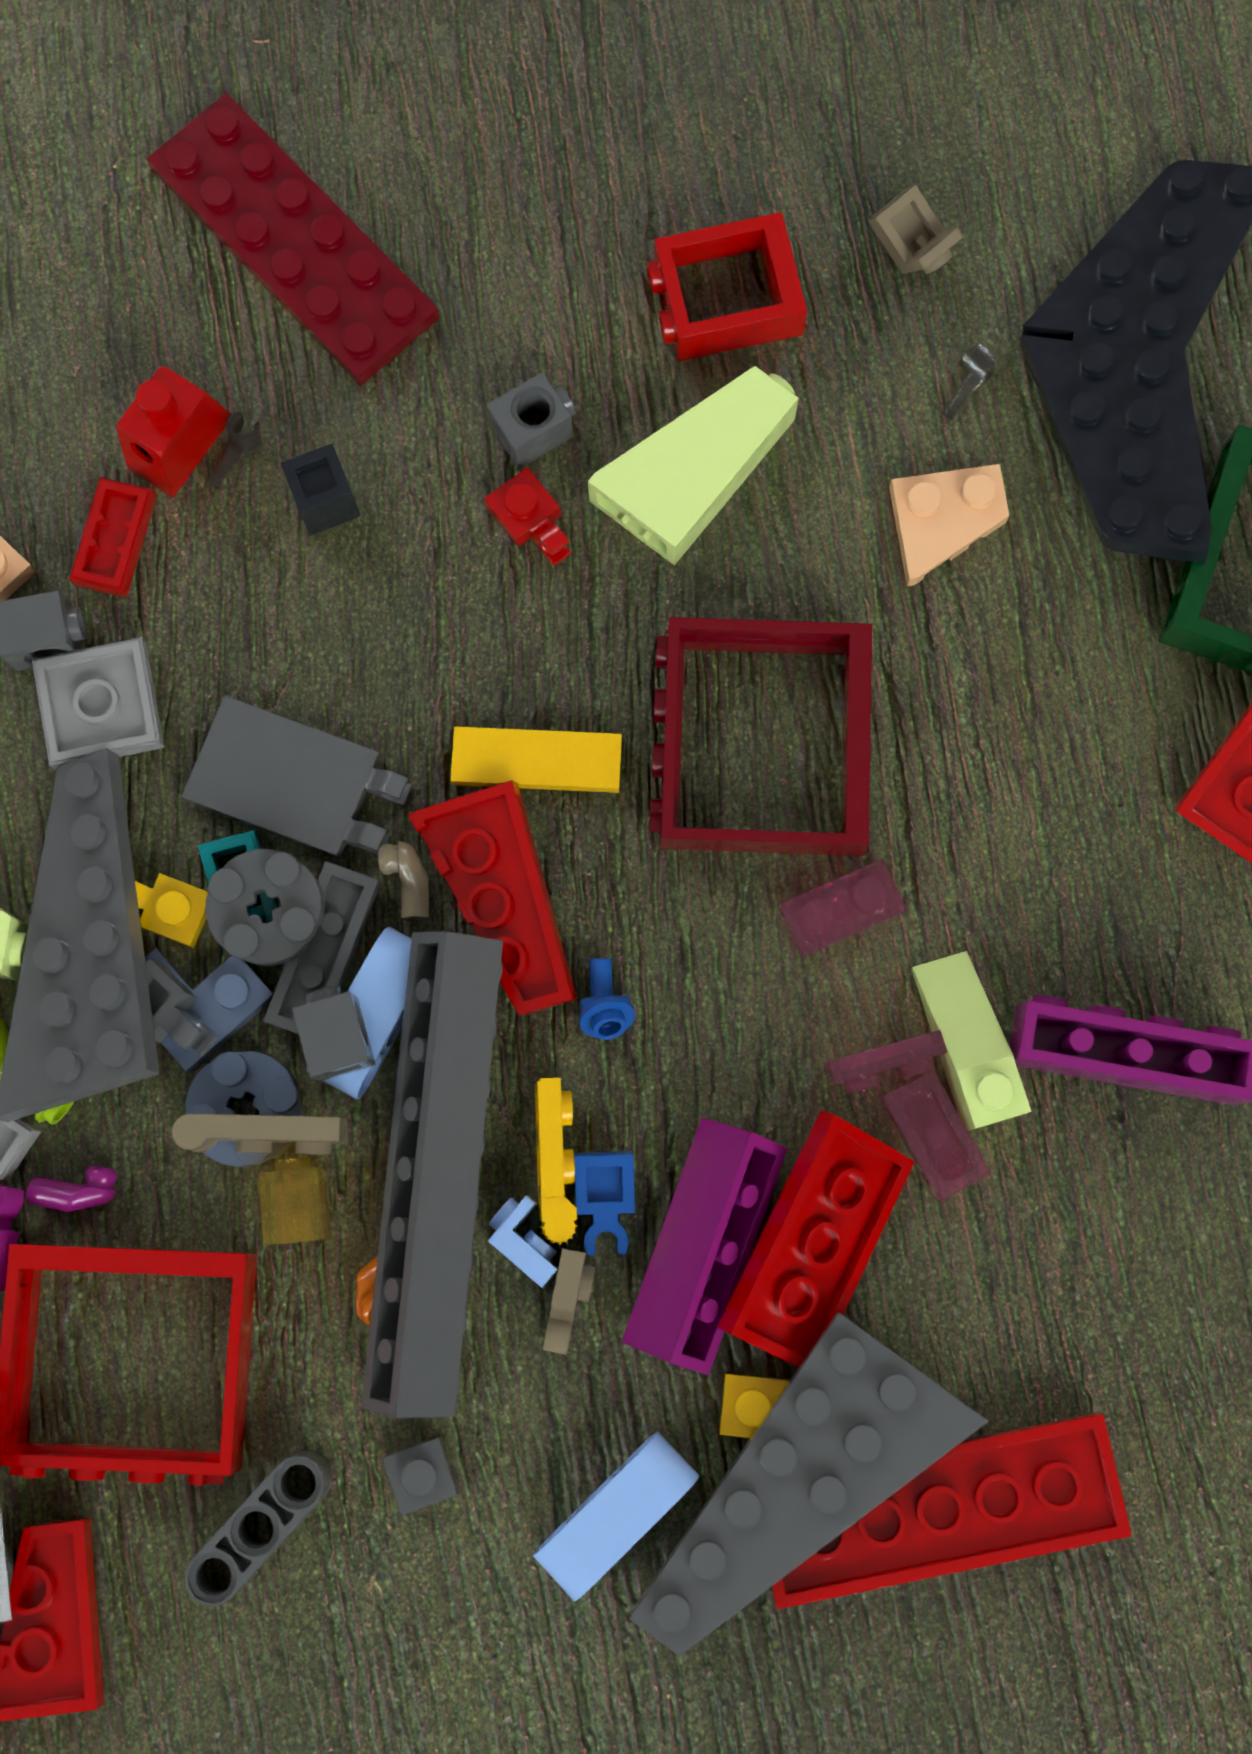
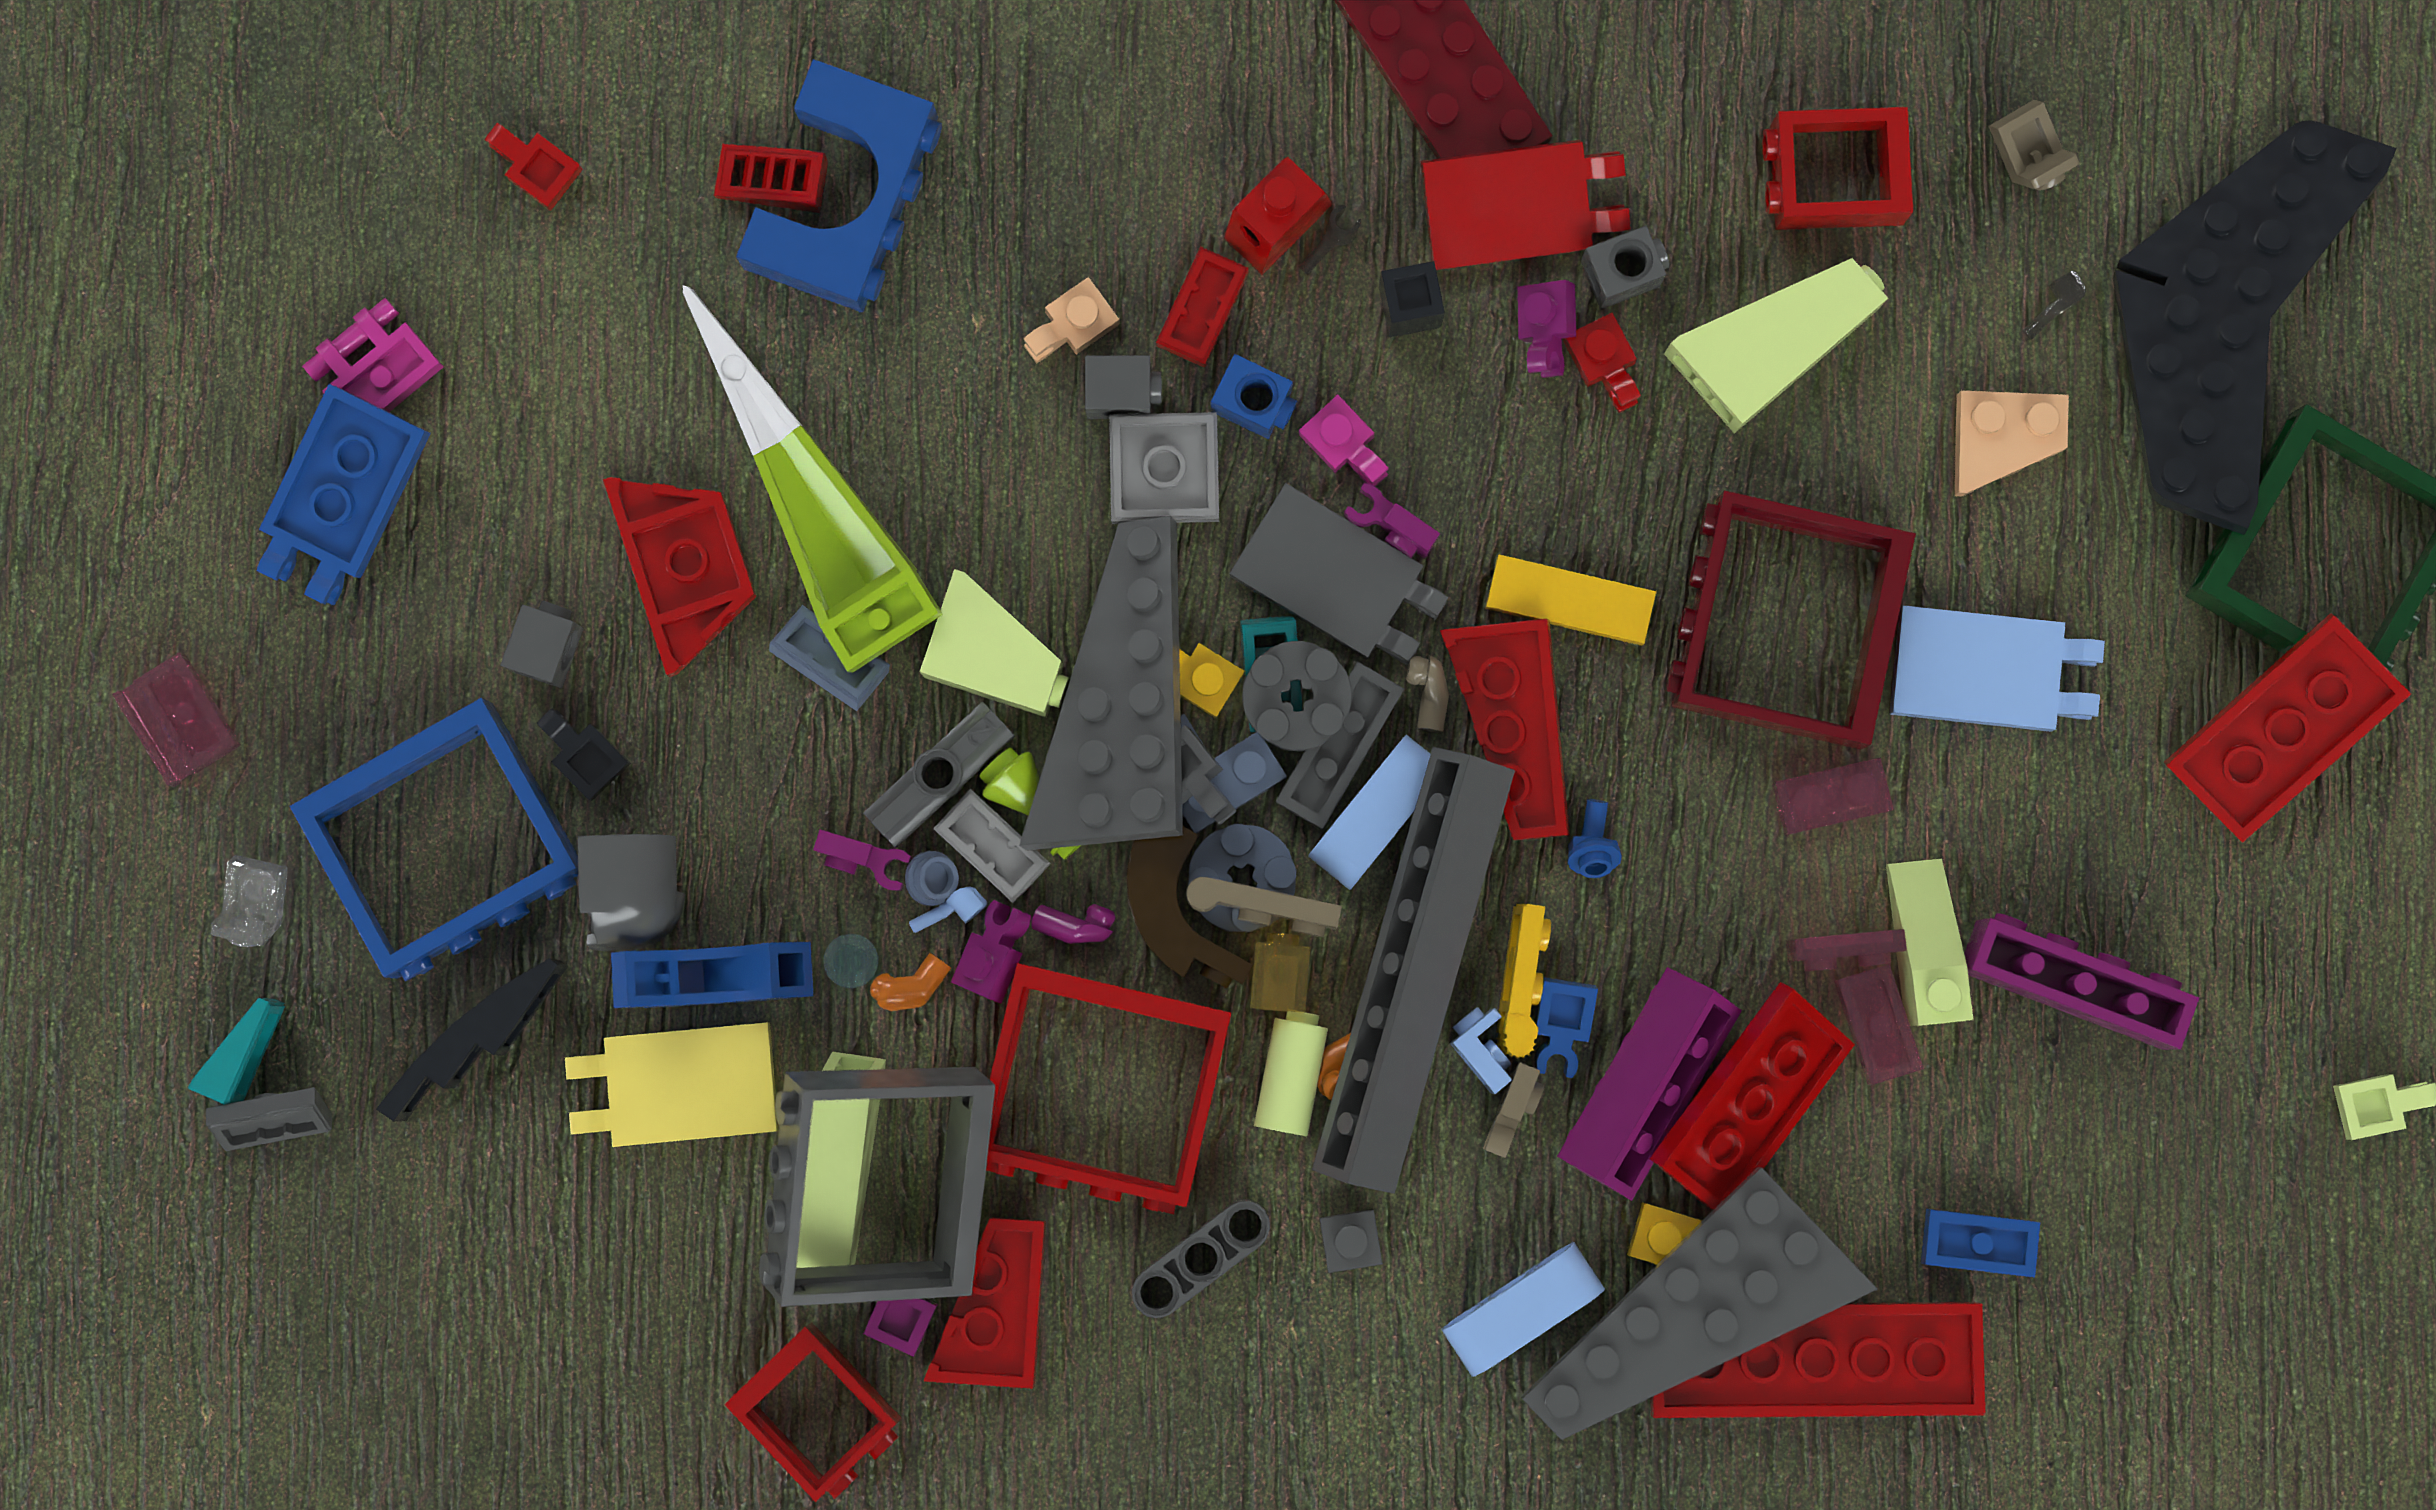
camera: 10 degrees right, 5 degrees up
(160, 599) = (1239, 378): none -> blue brick
(162, 1169) = (1153, 900): none -> dark brown arch
(277, 642) = (1342, 438): none -> dark pink plate
(326, 1308) = (1291, 1074): none -> yellowish green brick
(333, 1034) = (1346, 827): dark grey brick -> none
(352, 718) = (1404, 529): none -> magenta plate
(410, 377) = (1517, 203): none -> red tile
(460, 485) = (1545, 318): none -> magenta plate
(975, 750) = (1988, 669): none -> light blue tile
(1088, 1348) = (1980, 1243): none -> blue plate

